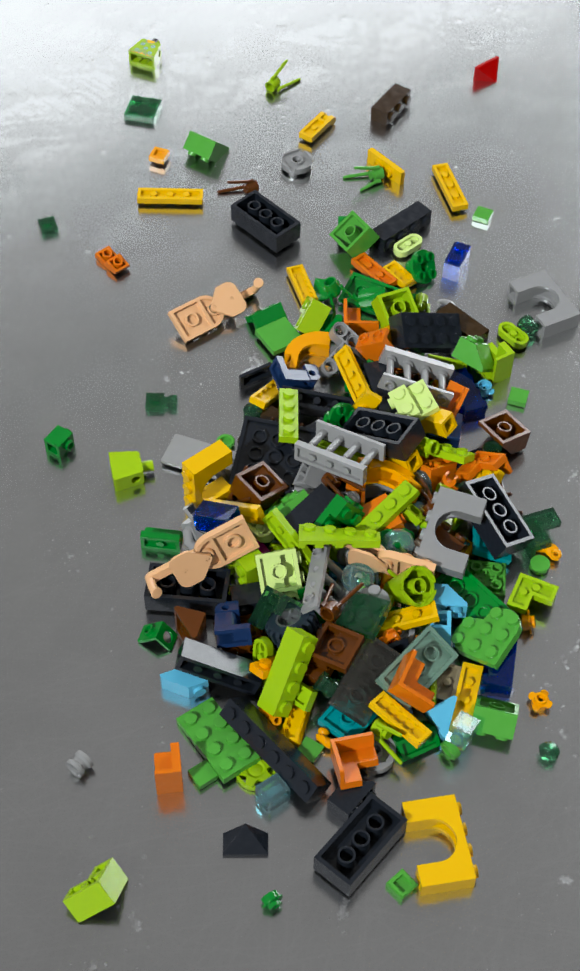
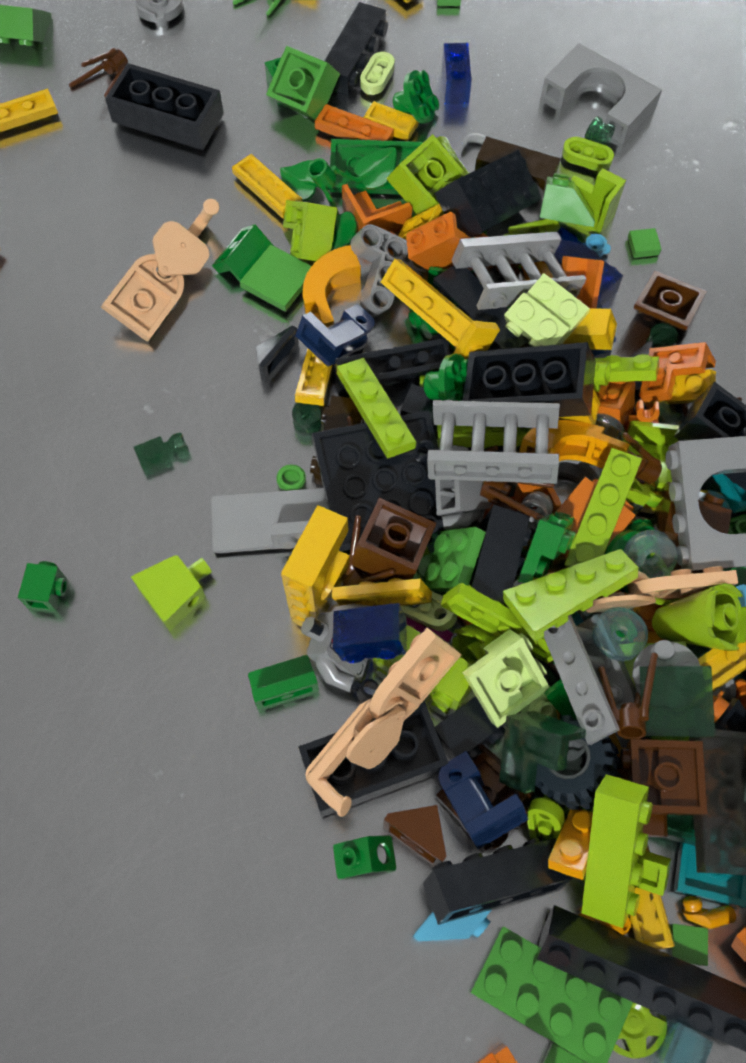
camera: 25 degrees left, 15 degrees up
(326, 684) = (678, 841): clear green wheel -> none

